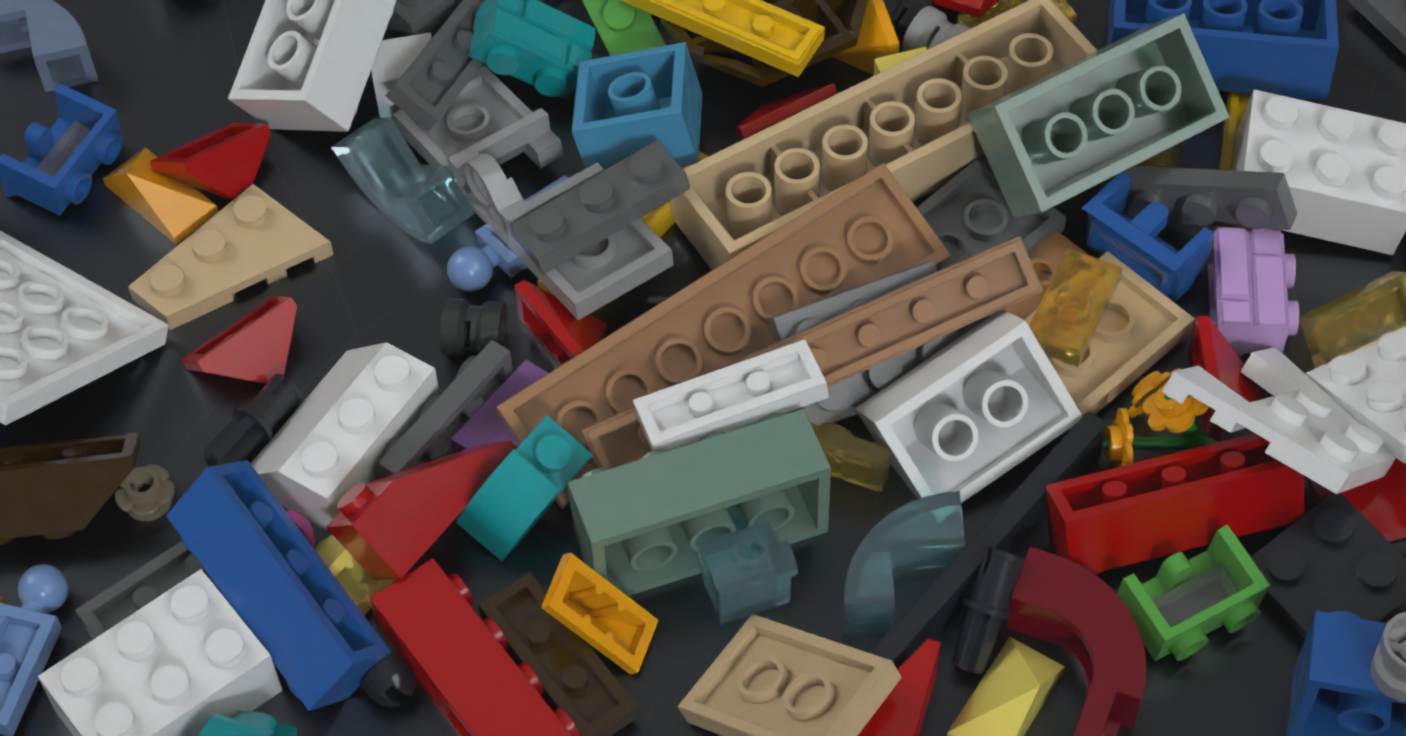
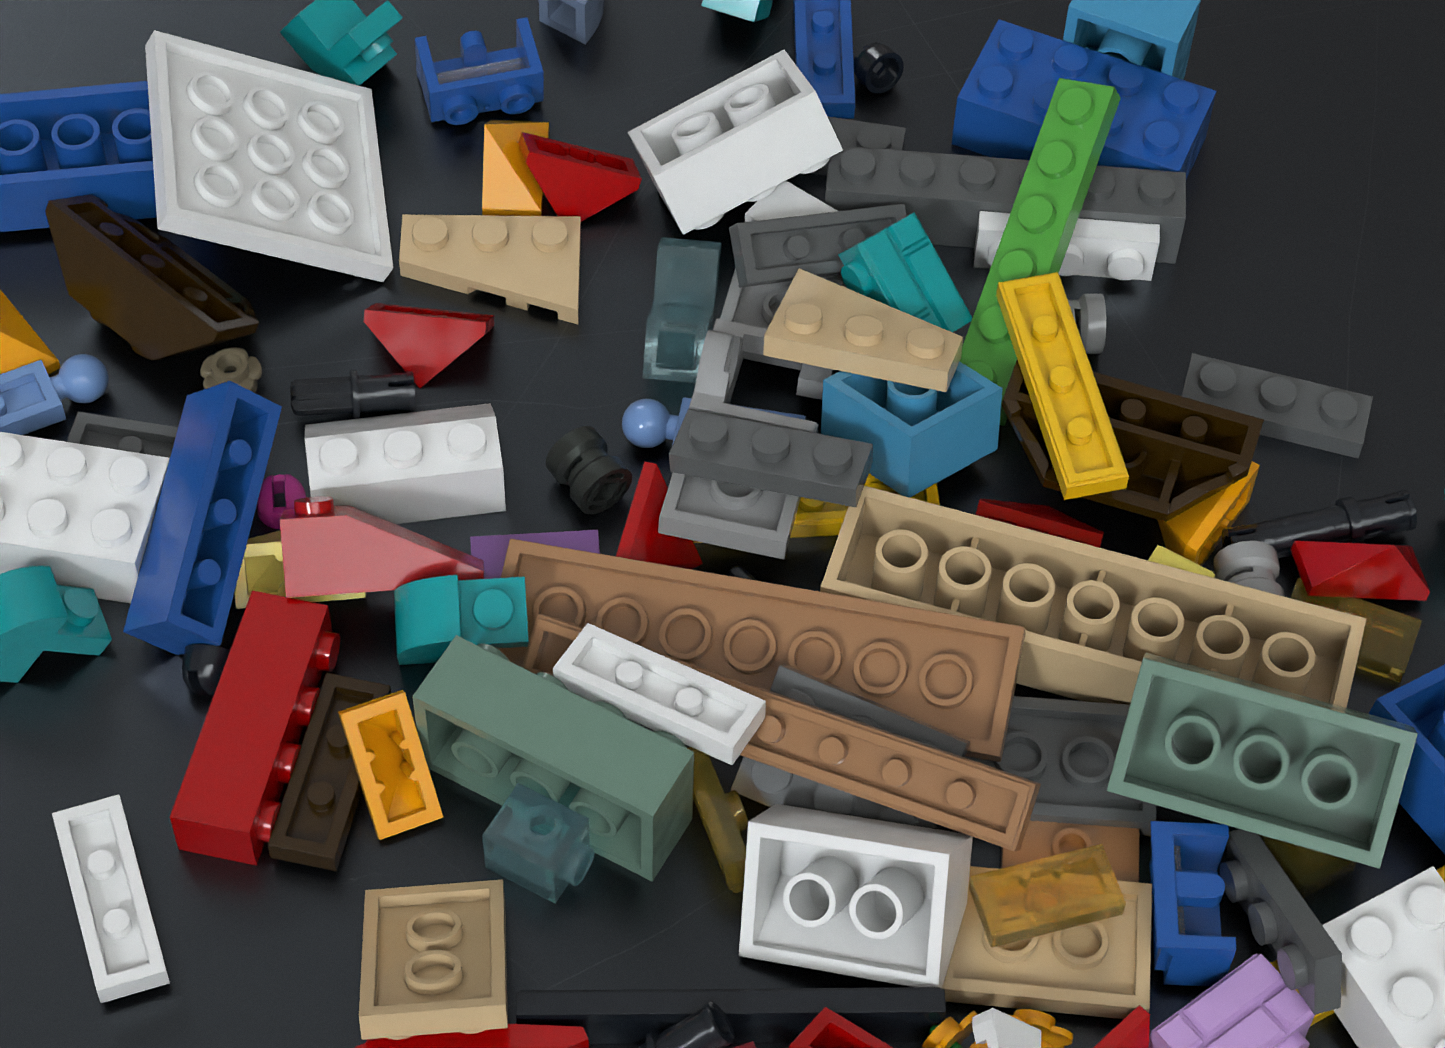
camera: 45 degrees right, 0 degrees up
(446, 414) = (484, 513): dark grey plate -> none
(552, 90) = (860, 336): none -> tan wing
(904, 544) = (677, 940): clear light blue brick -> none

